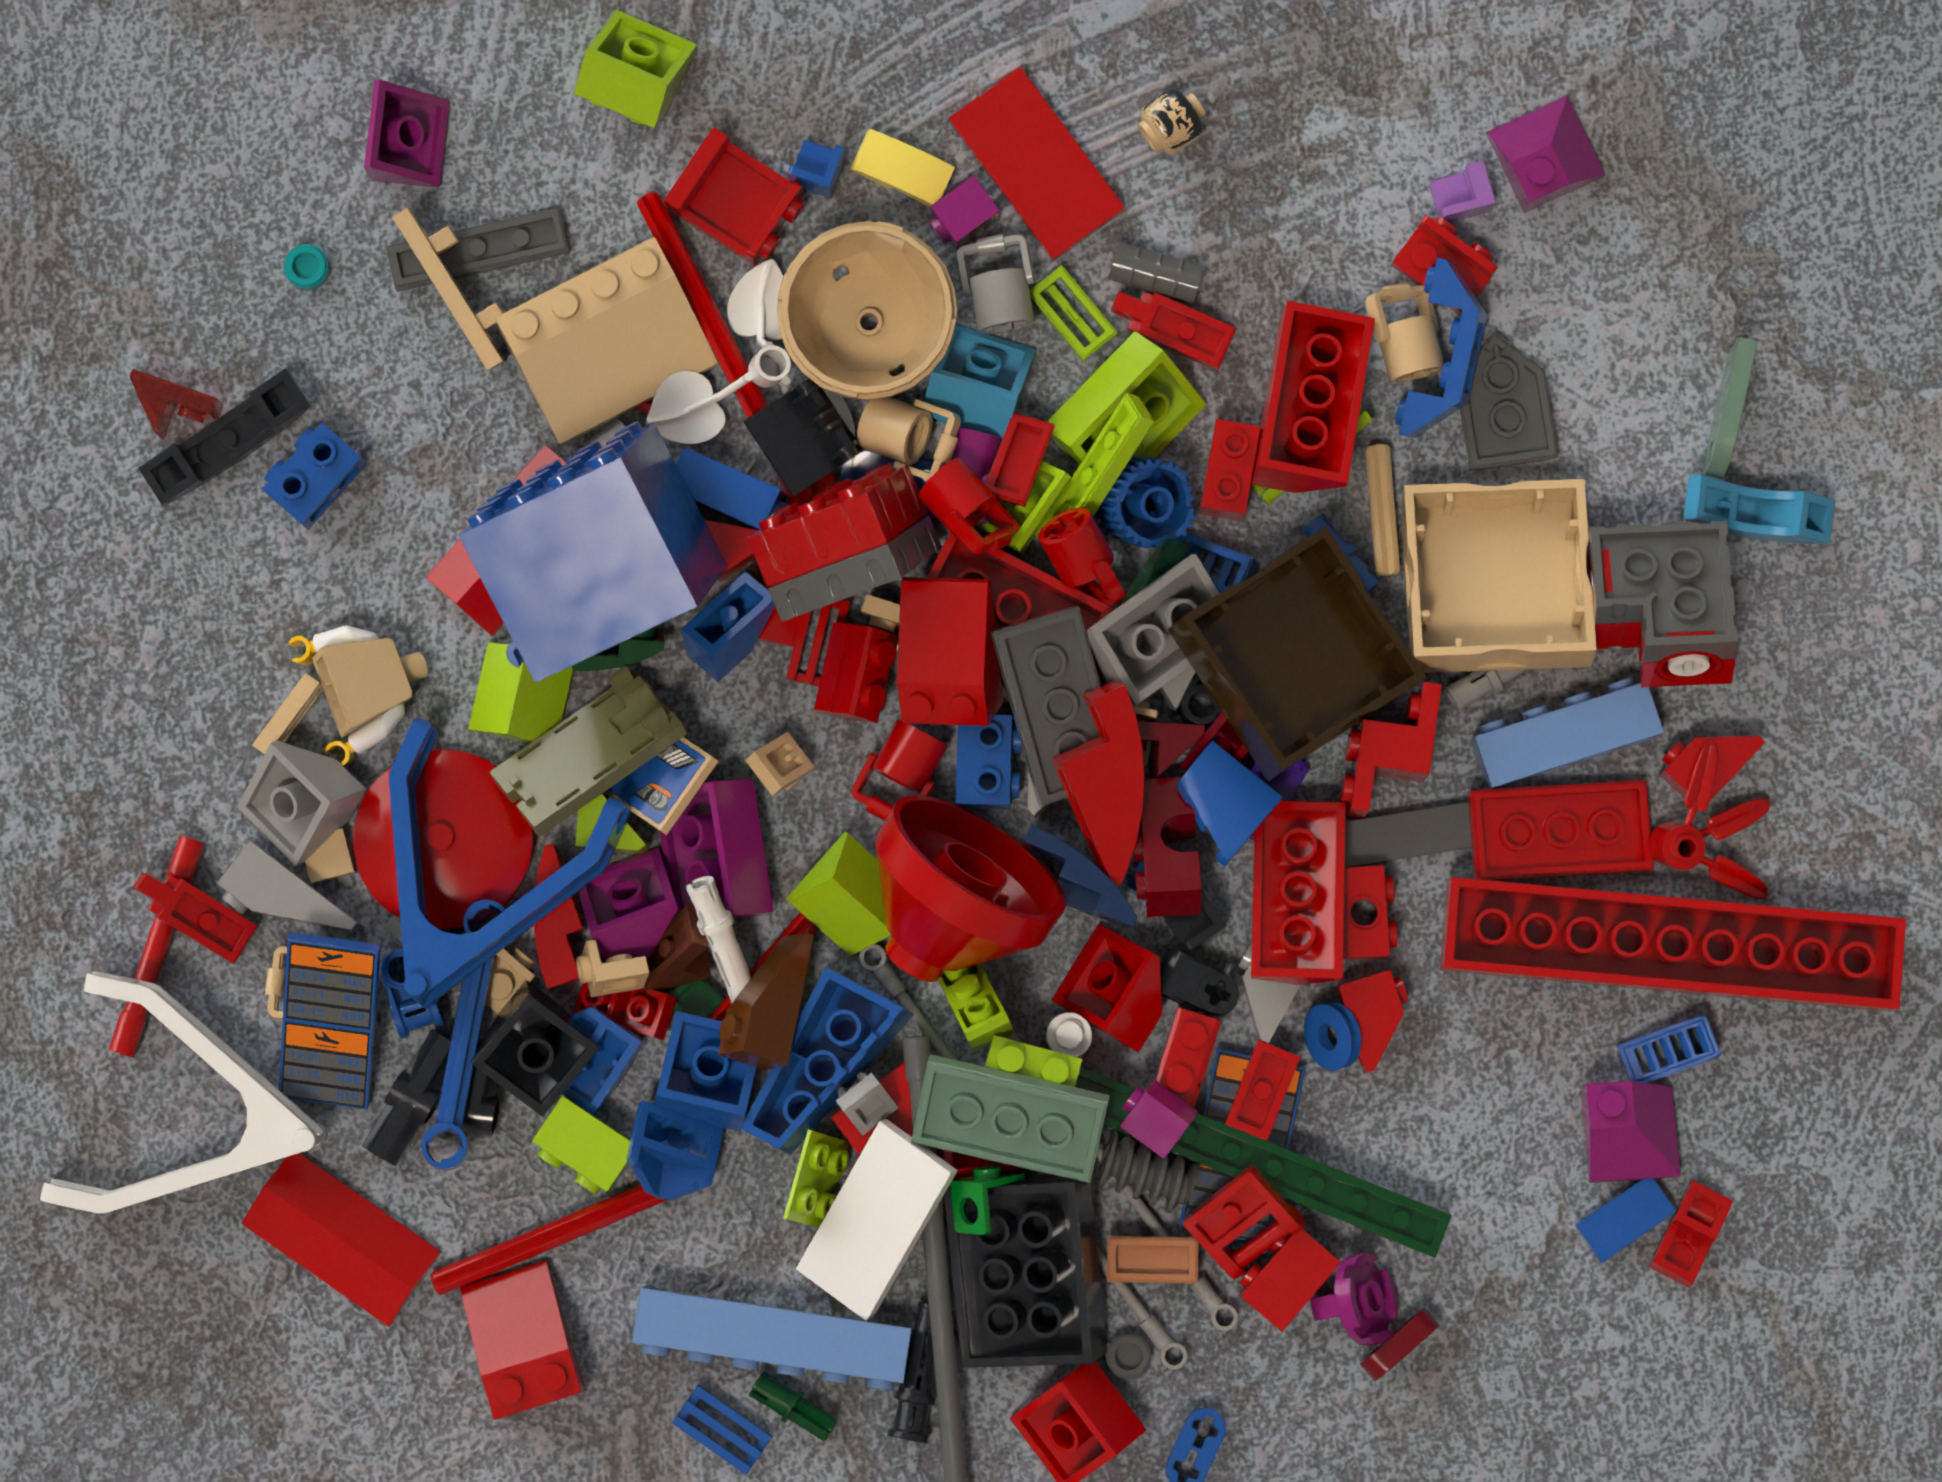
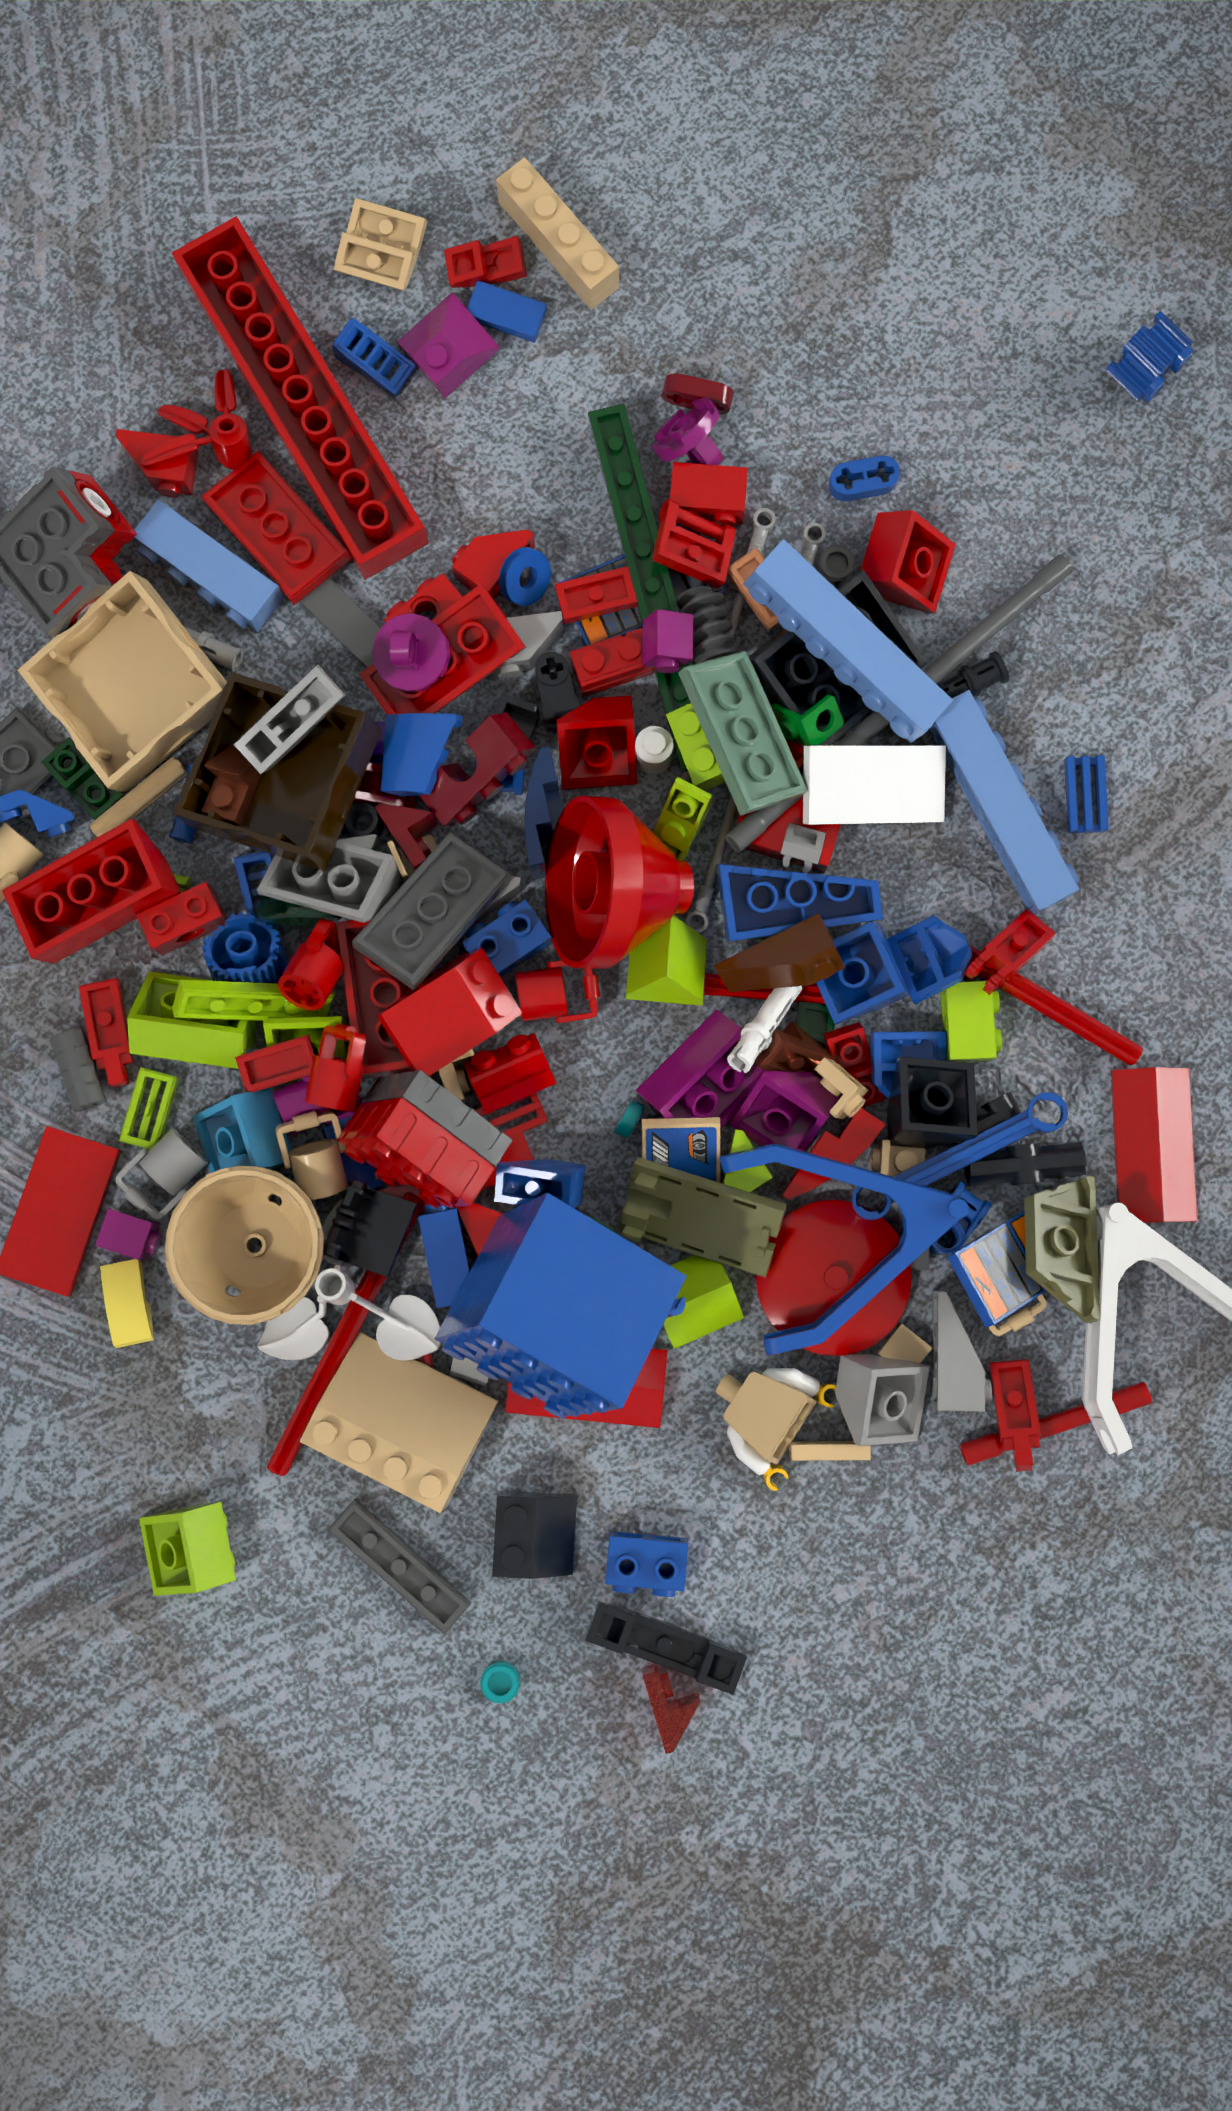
camera: 130 degrees left, 0 degrees up
(312, 1072) = (1064, 1245): none -> olive wing
(405, 136) = (353, 1681): magenta slope -> none
(414, 391) = (534, 1534): none -> black slope
(427, 251) = (426, 1600): tan hinge -> none
(521, 1340) = (1132, 967): slope -> none
(623, 1236) = (1011, 949): none -> red hinge
(731, 754) = (629, 1119): none -> teal tile
(735, 198) = (232, 1406): red panel -> none
(780, 764) = (611, 1077): tan bracket -> none
(792, 1406) = (1036, 757): dark green axle -> none
(816, 1178) = (891, 840): lime hinge -> none
(818, 168) = (169, 1363): blue panel -> none
(1026, 1285) = (847, 642): none -> medium blue brick
(1107, 780) = (459, 838): red slope -> none
(1322, 611) = (232, 786): none -> copper slope
(1325, 863) = (411, 652): none -> magenta tile
(1328, 692) = (289, 720): none -> light grey slope
(1391, 750) = (292, 657): red bracket -> none
(1439, 466) = (80, 779): none -> dark green slope
(1665, 1324) = (557, 233): none -> tan brick
(1784, 1141) = (380, 244): none -> tan slope

